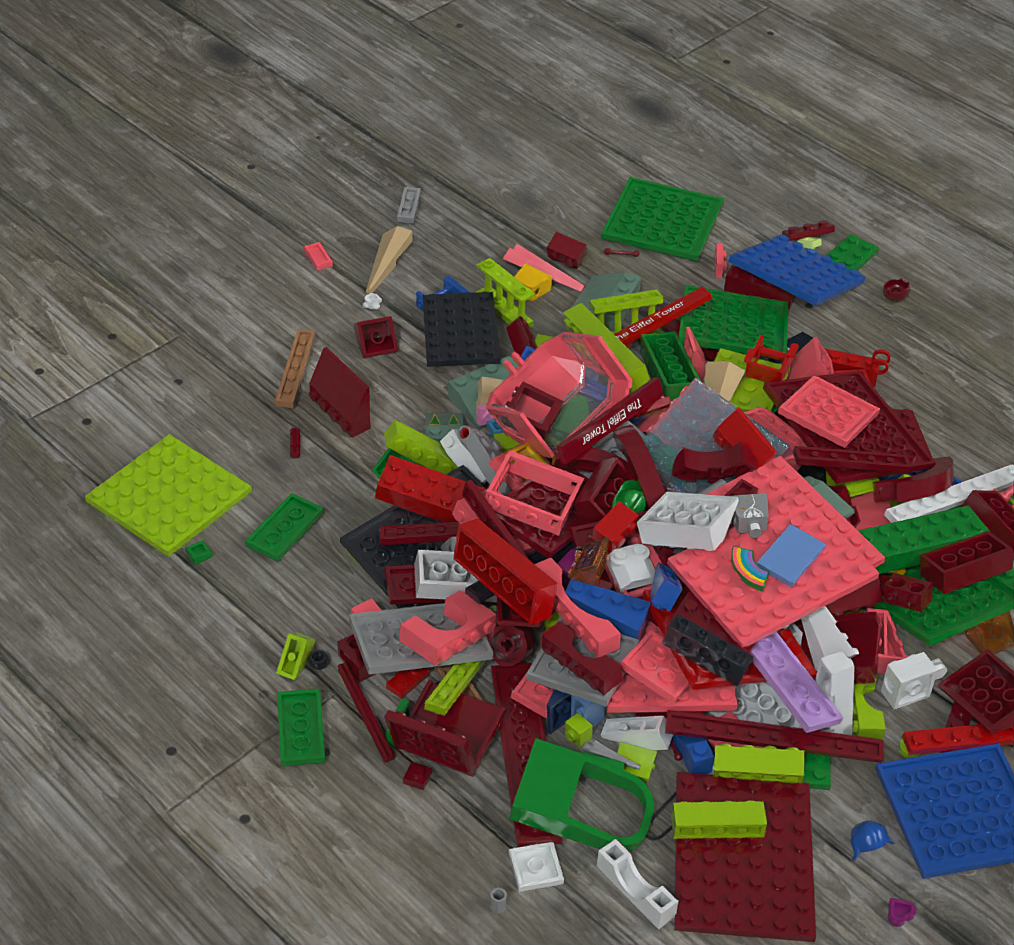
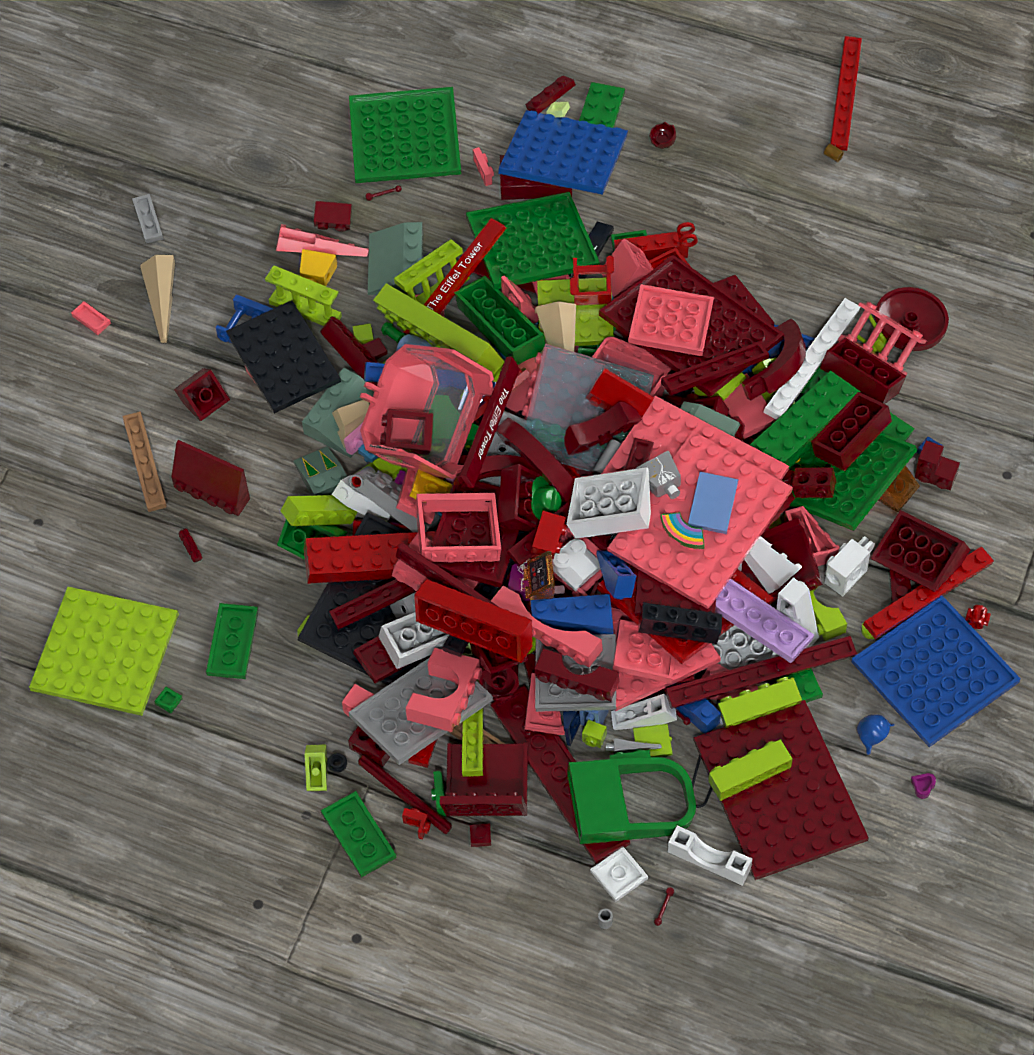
camera: 20 degrees left, 15 degrees up
(363, 736) = (418, 819): none -> red bracket
(372, 301) = (174, 348): white plate -> none
(579, 904) = (669, 892): none -> dark red hinge

